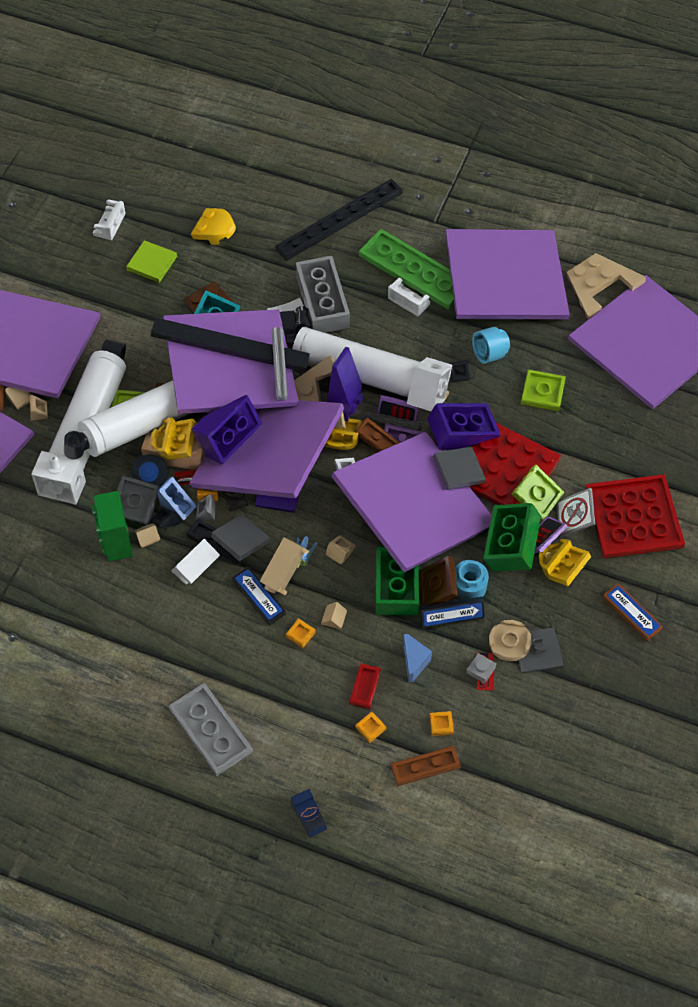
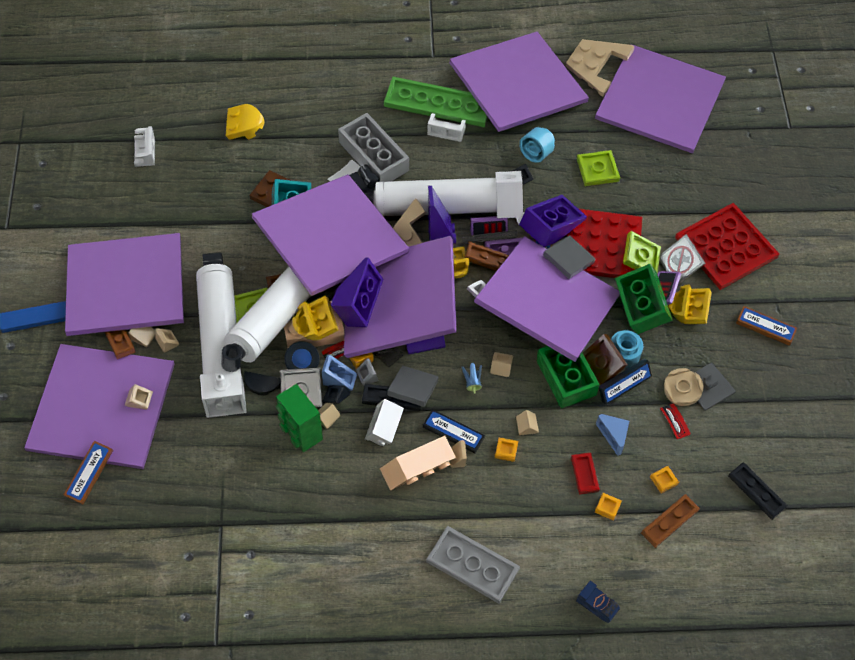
camera: 25 degrees left, 0 degrees up
(100, 481) = (260, 383): none -> black tile
(151, 261) = (202, 171): lime tile -> none
(206, 611) = (417, 463): none -> light nougat wedge
(226, 344) = (324, 219): black tile -> none
(250, 620) = (460, 453): none -> tan slope
(279, 363) = (378, 220): light grey axle -> none
(283, 566) = (465, 396): tan brick -> none
(338, 220) = (349, 81): black tile -> none
(481, 668) = (673, 419): light grey plate -> none
(531, 772) = (757, 491): none -> black tile

